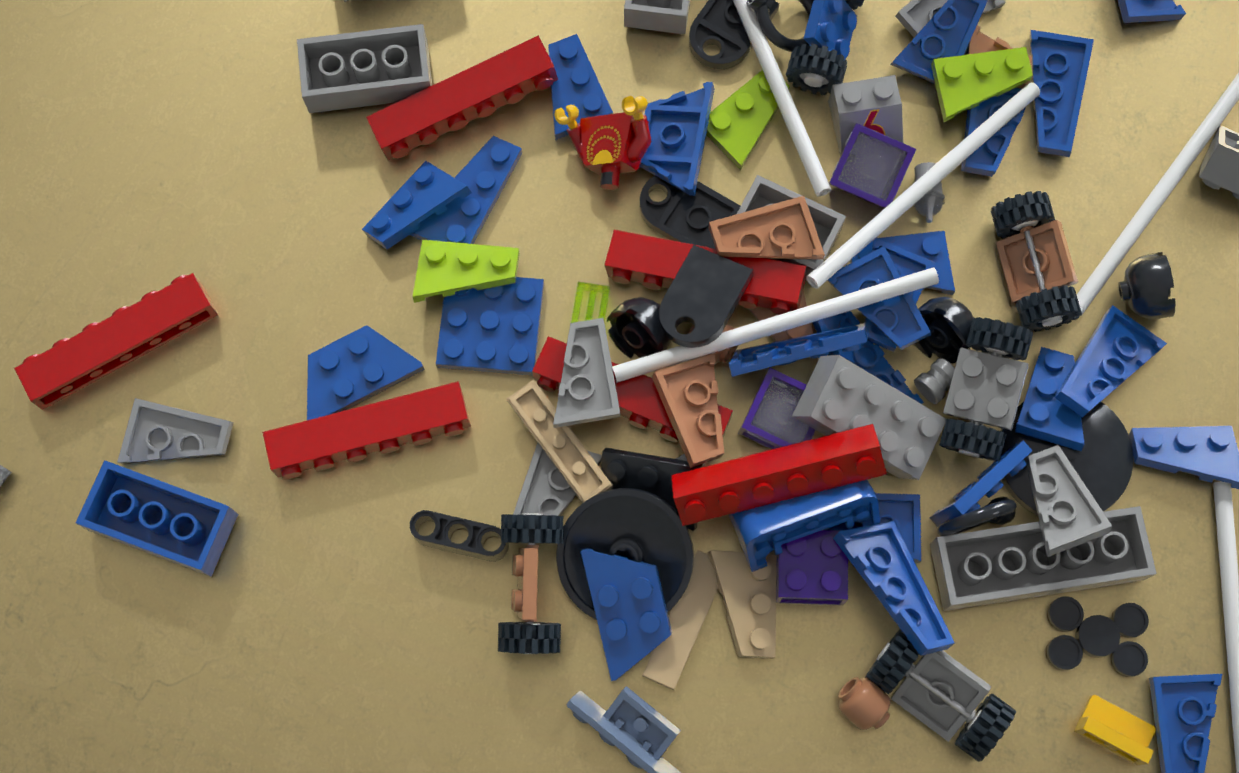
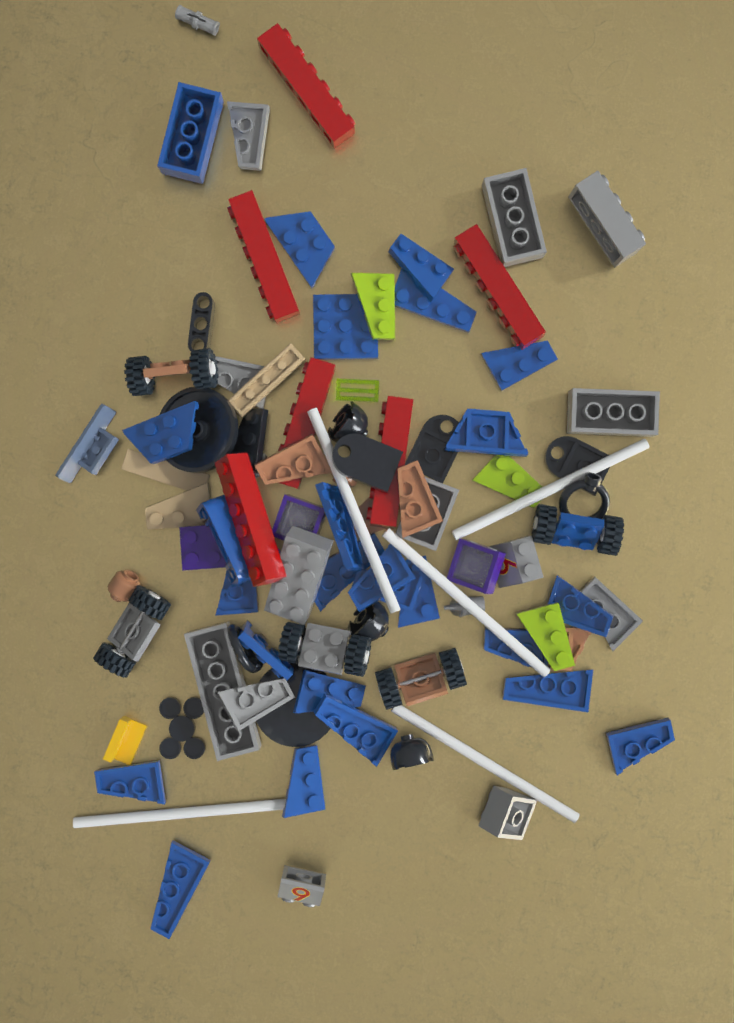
camera: 80 degrees right, 15 degrees up
(587, 379) = (307, 392): light grey wing -> none
(611, 141) = (476, 388): red torso -> none
(894, 578) = (197, 597): blue wing -> none
(936, 381) = (334, 618): light grey wheel -> none

